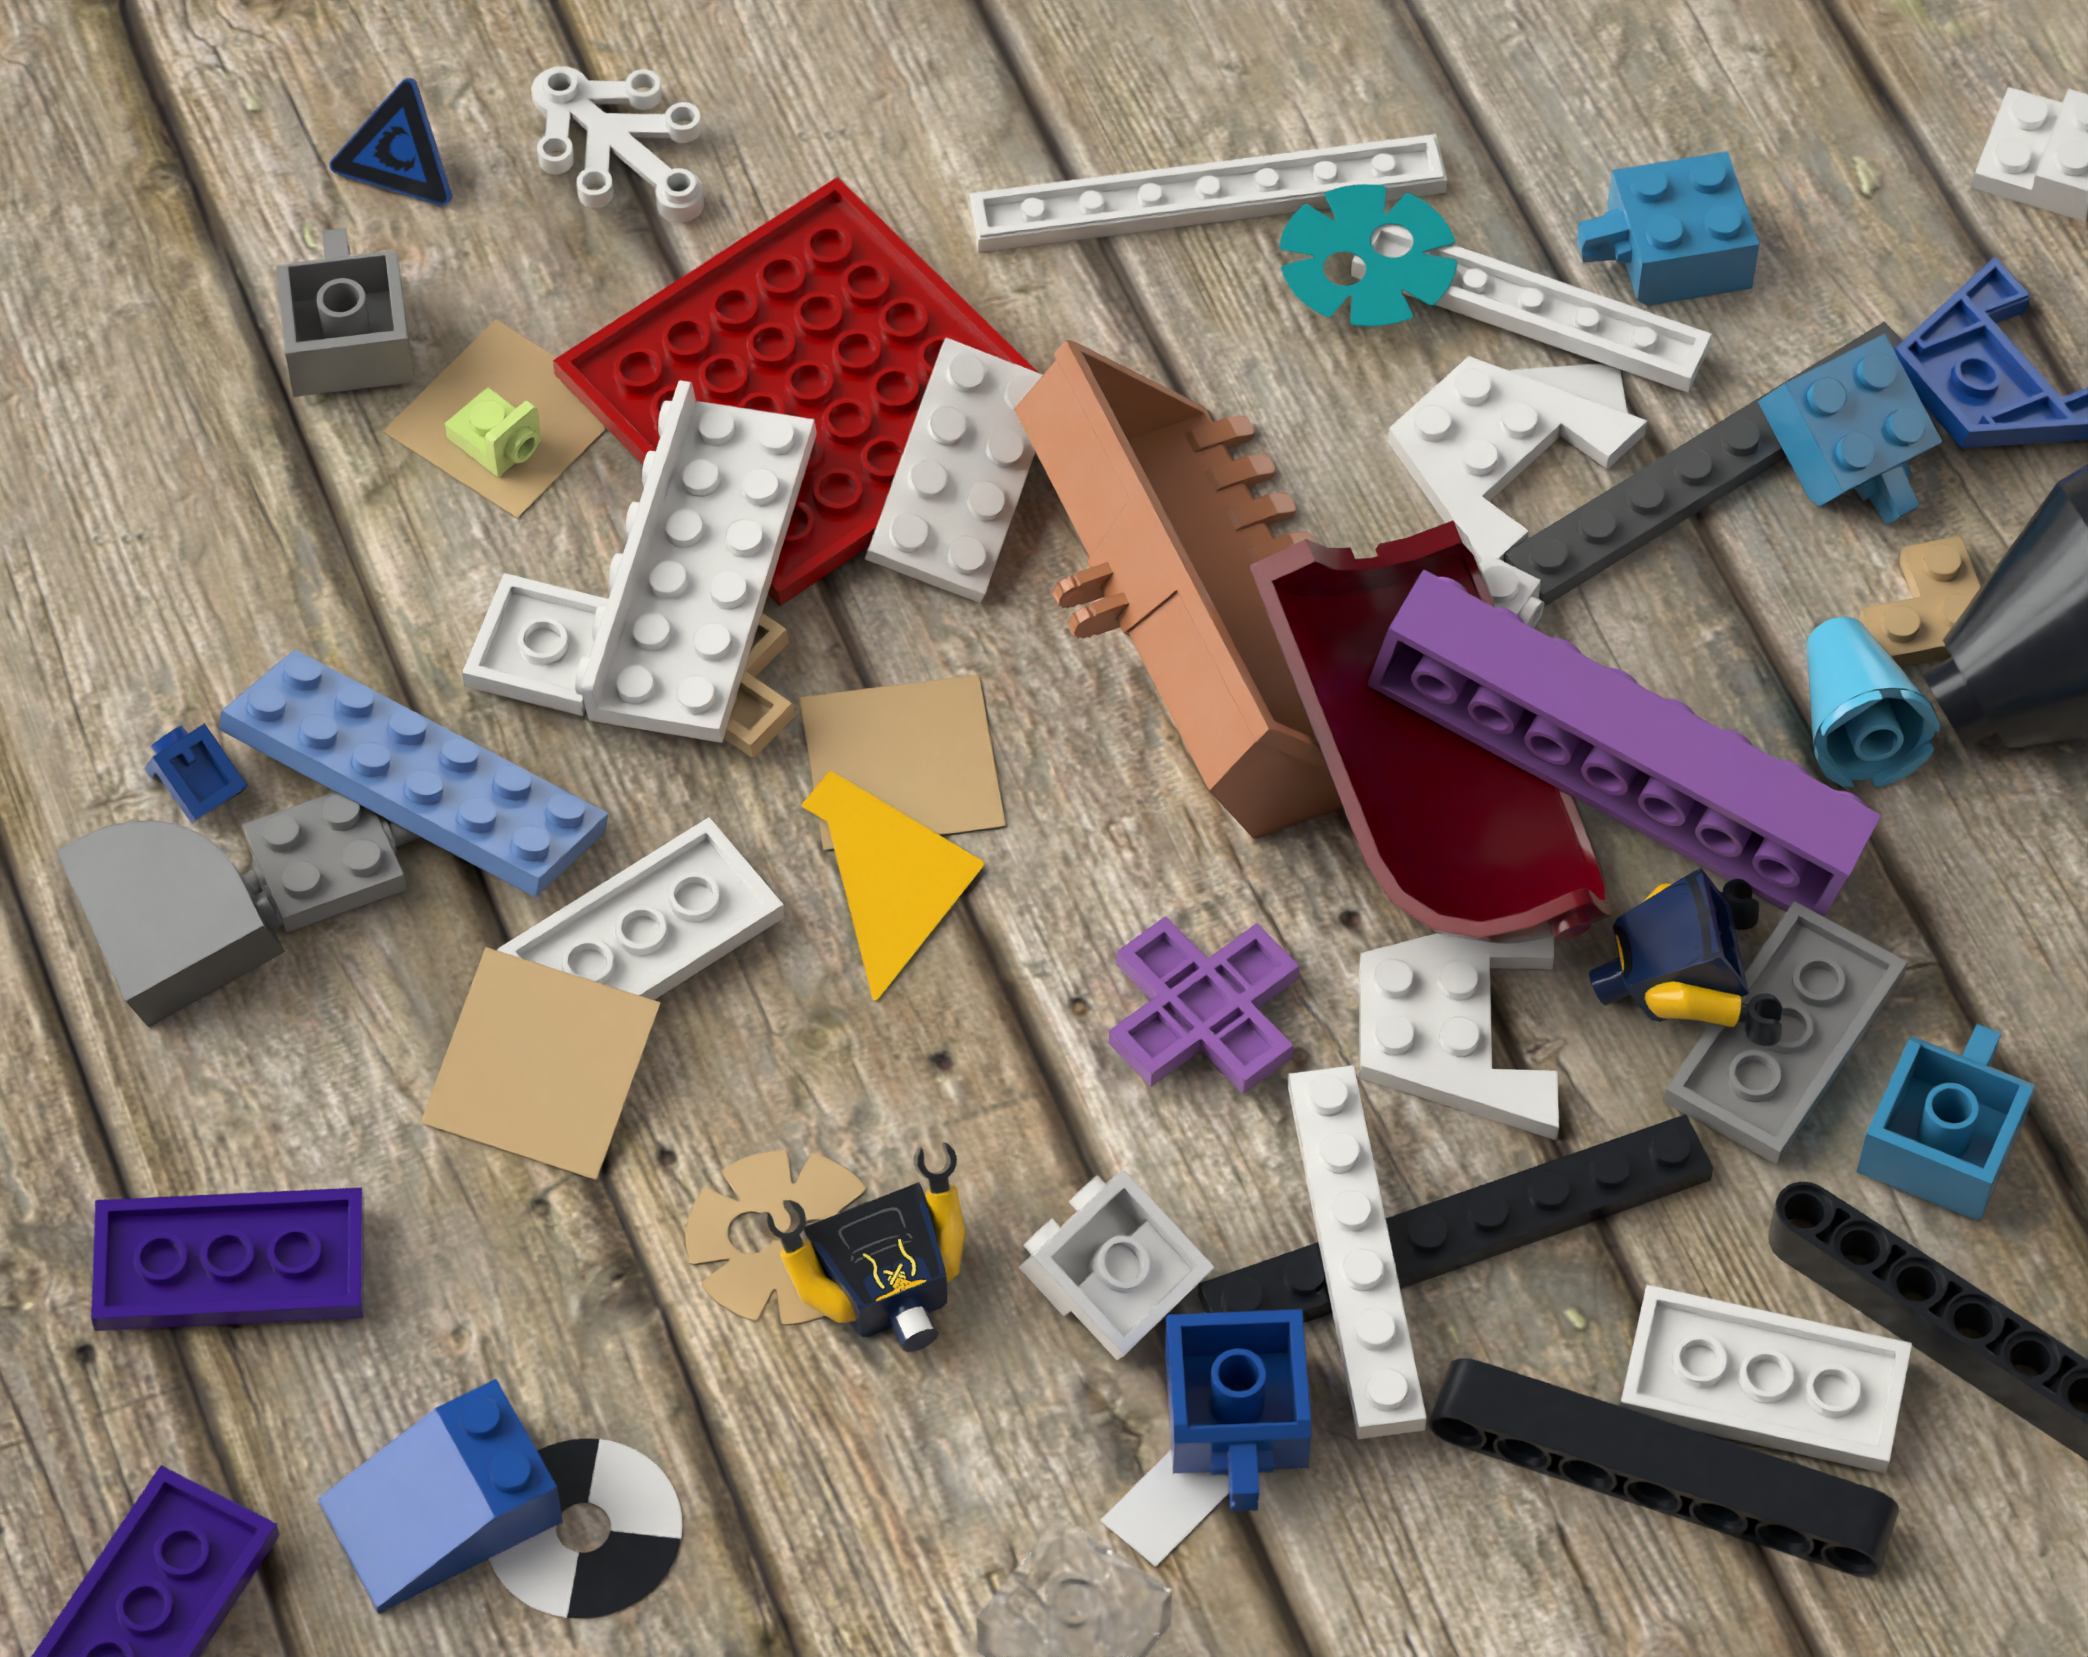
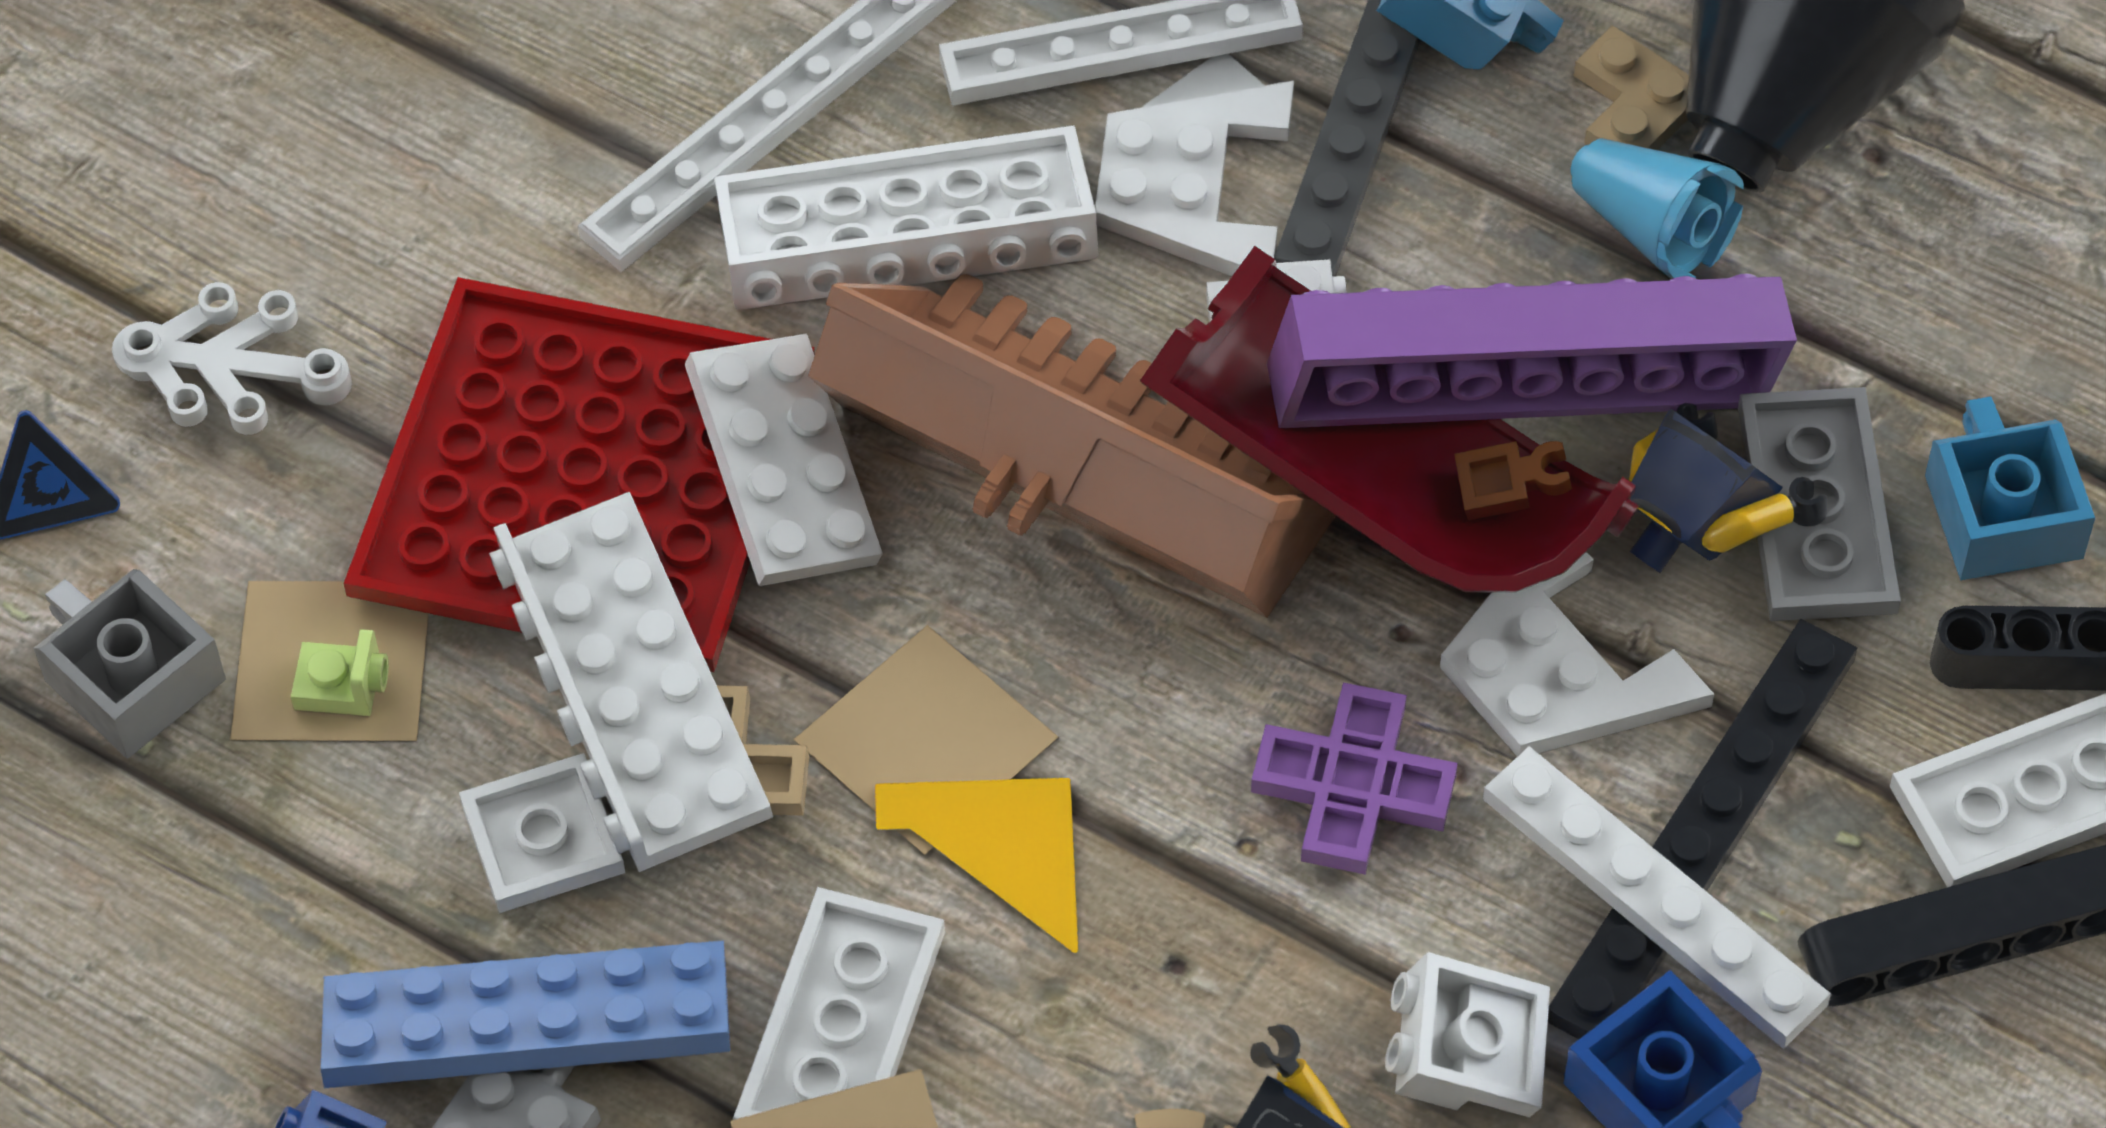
camera: 35 degrees left, 0 degrees up
(1232, 341) = (907, 216): none -> white bracket
(1378, 294) = (994, 102): teal piece -> none
(1526, 839) = (1498, 479): none -> dark orange plate

